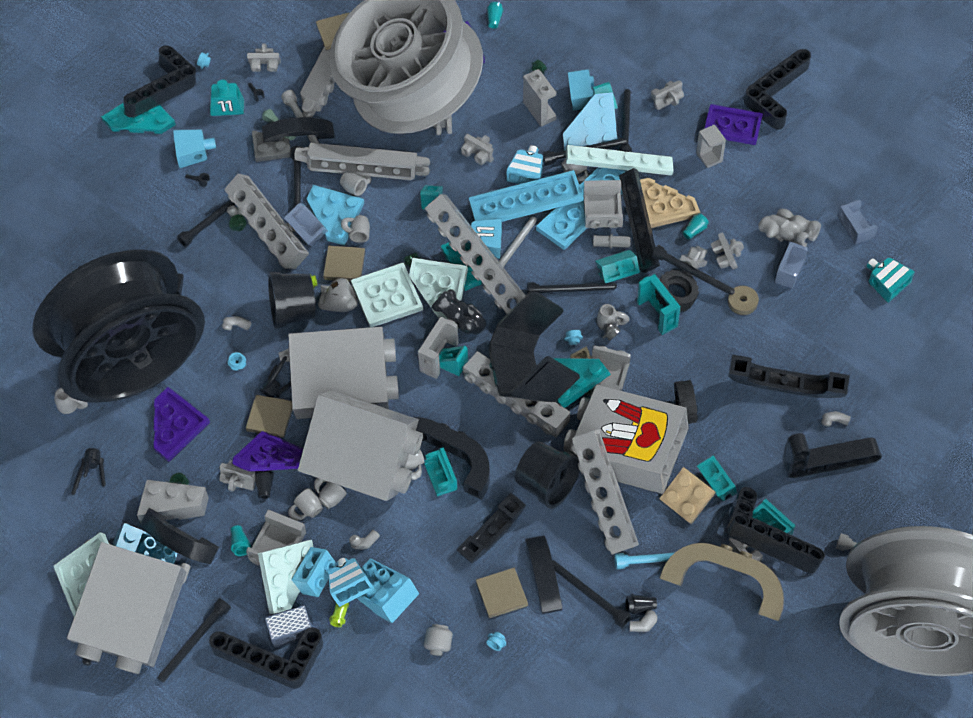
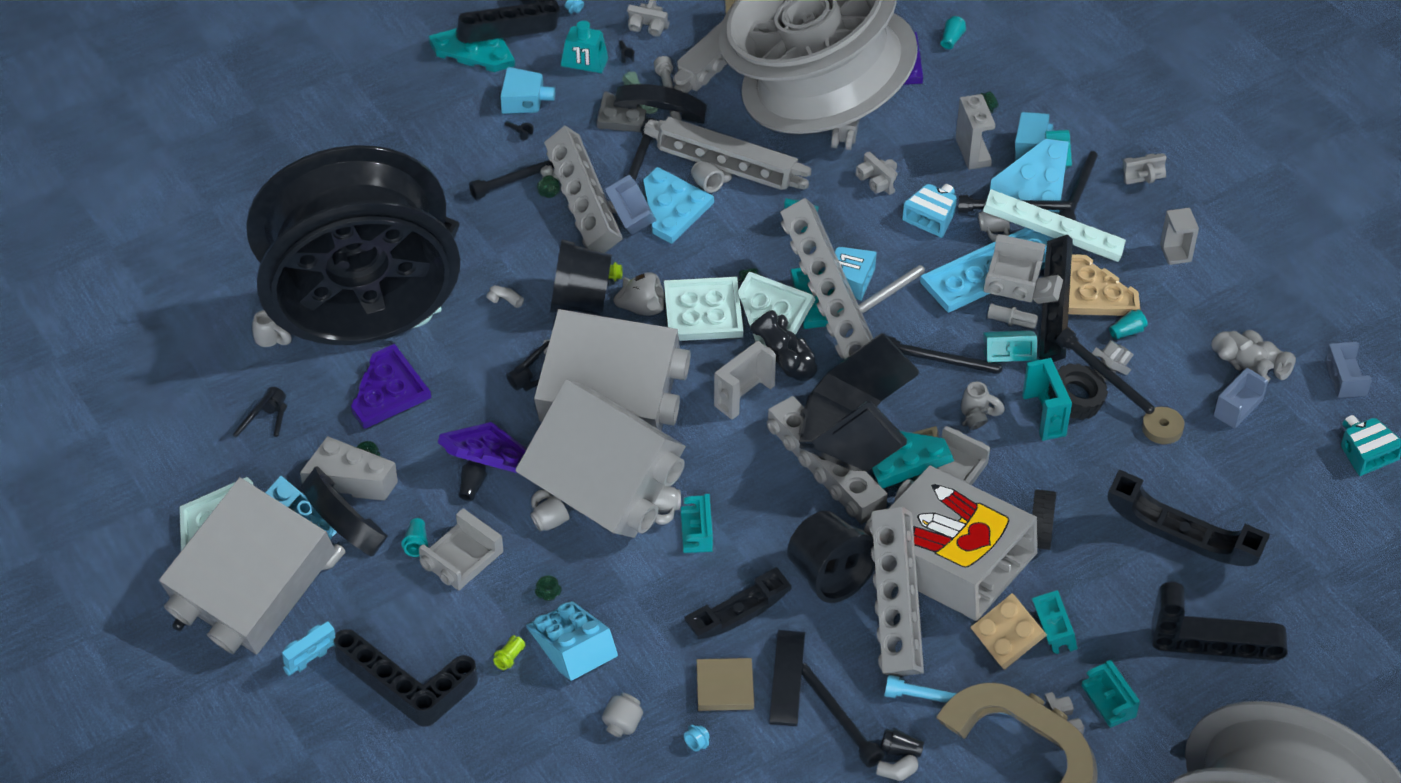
camera: 15 degrees right, 10 degrees down
(187, 661) = (301, 652): none -> medium azure plate
(220, 608) = (362, 608): black piece -> none
(235, 357) = (489, 337): medium azure plate -> none
(237, 477) = (439, 464): light grey hips -> none
(269, 416) = (506, 408): dark tan tile -> none
(277, 571) = (457, 586): light aqua plate -> none
(288, 626) = (437, 647): sand blue panel -> none
(307, 503) = (516, 517): light grey piece -> none
(313, 572) = (494, 594): medium azure brick -> none
(344, 263) = (664, 259): dark tan tile -> none
(348, 581) = (531, 615): medium azure torso -> none
(350, 549) = (545, 583): none -> clear green plate
(359, 228) = (696, 226): light grey piece -> none
(364, 543) = (572, 581): light grey arm -> none
(453, 359) = (759, 399): teal slope -> none
(462, 447) = (734, 500): black arch -> none
(527, 198) = (922, 240): medium azure plate -> none
(573, 337) = (924, 412): medium azure plate -> none
(632, 214) = (1047, 289): none -> light grey plate
(722, 245) = (1163, 360): light grey hips -> none
(735, 124) = (1223, 221): dark purple plate -> none
(760, 93) = (1267, 194): black beam -> none
(767, 538) = (1099, 709): black beam -> none
(835, 416) = (1242, 591): light grey arm -> none

